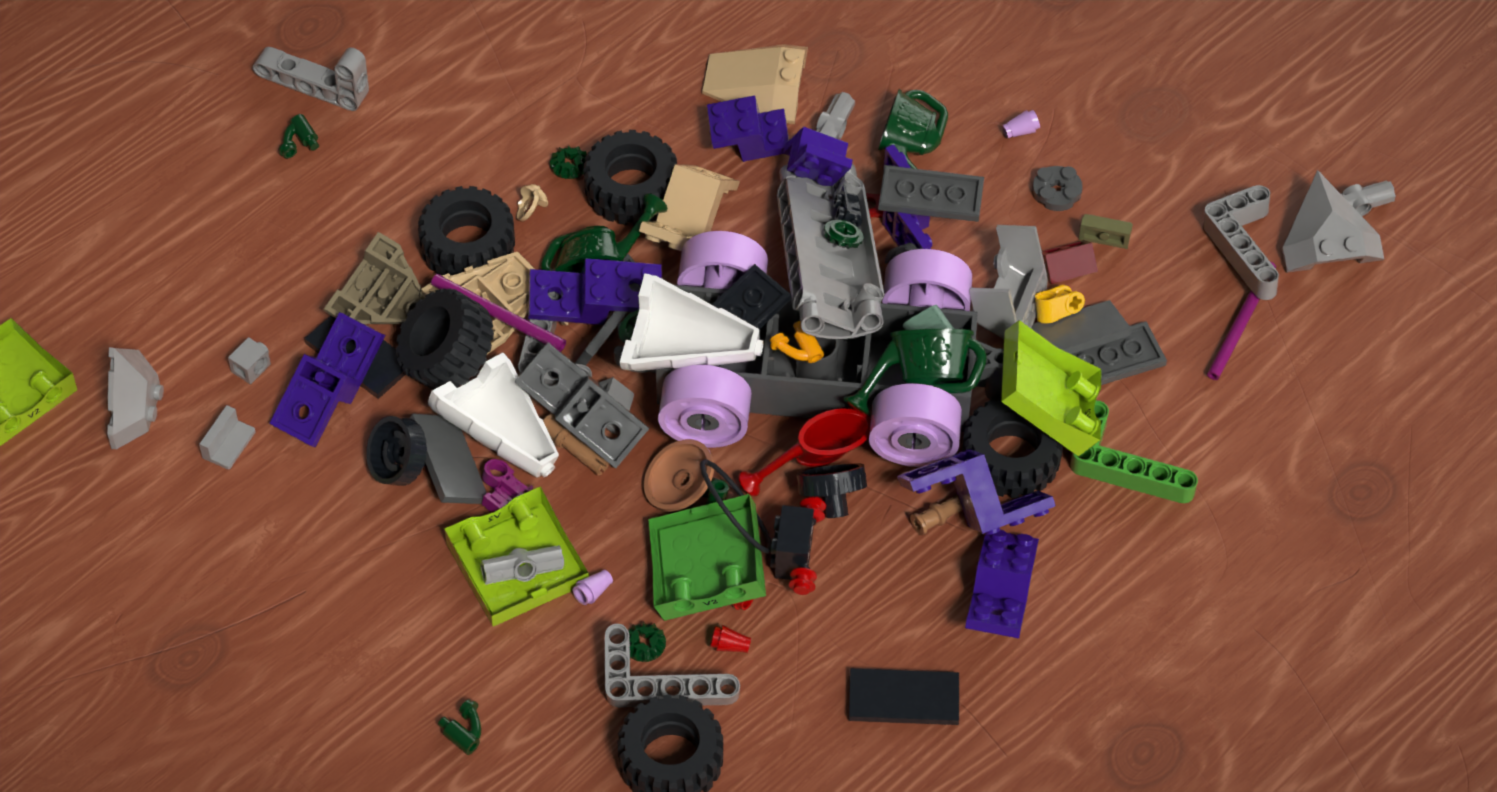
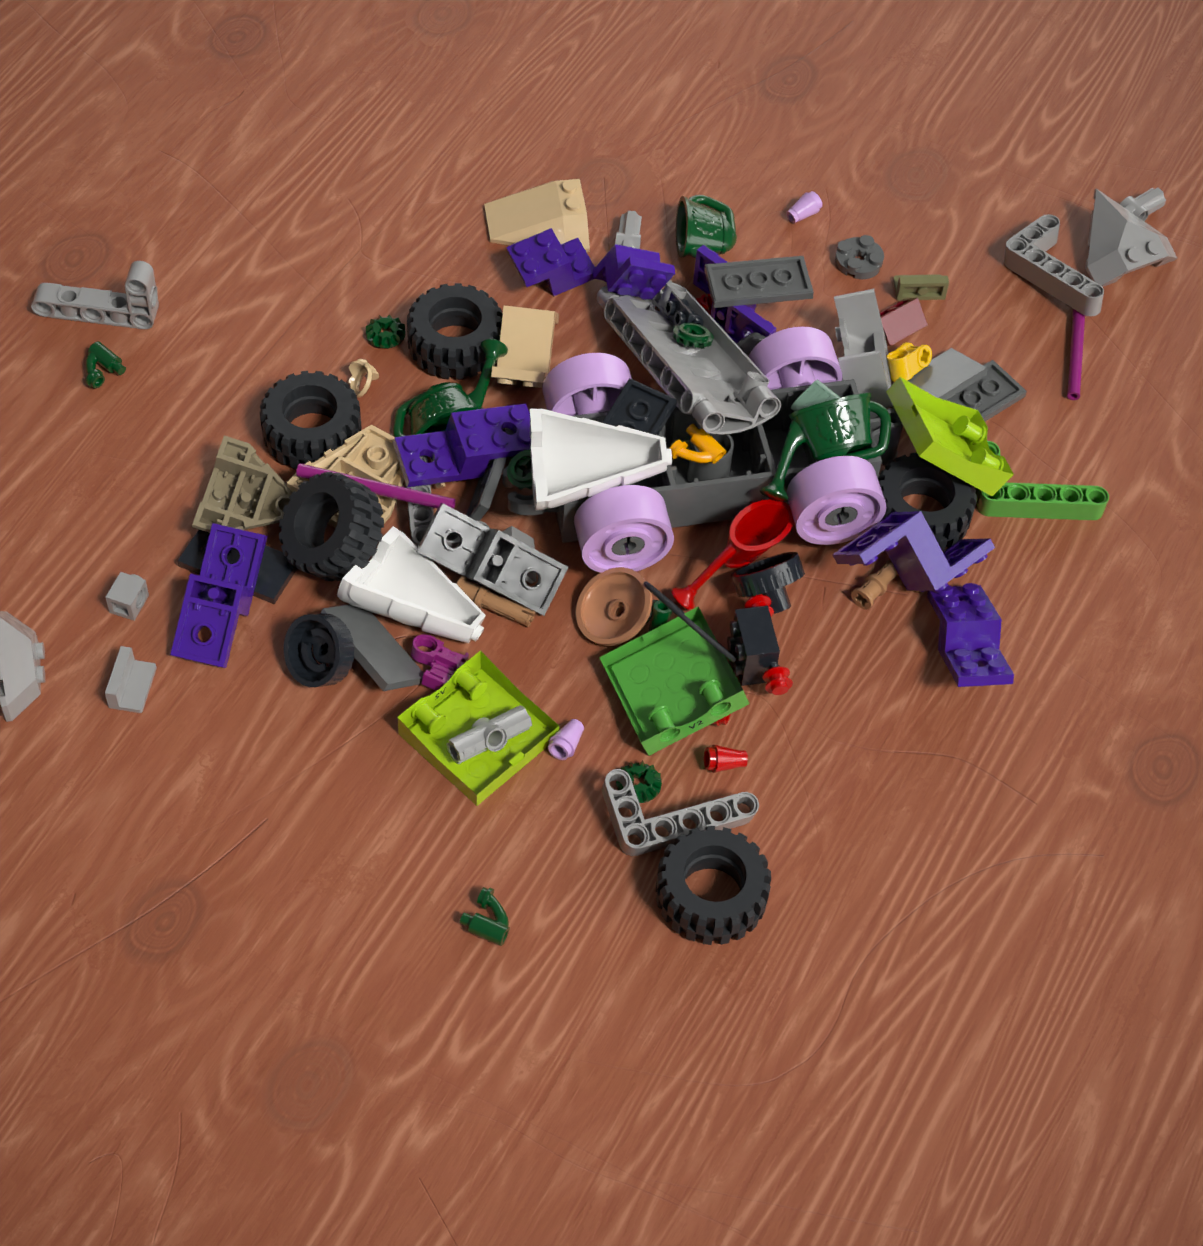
camera: 20 degrees left, 0 degrees up
(904, 696) = (916, 771): black tile -> none

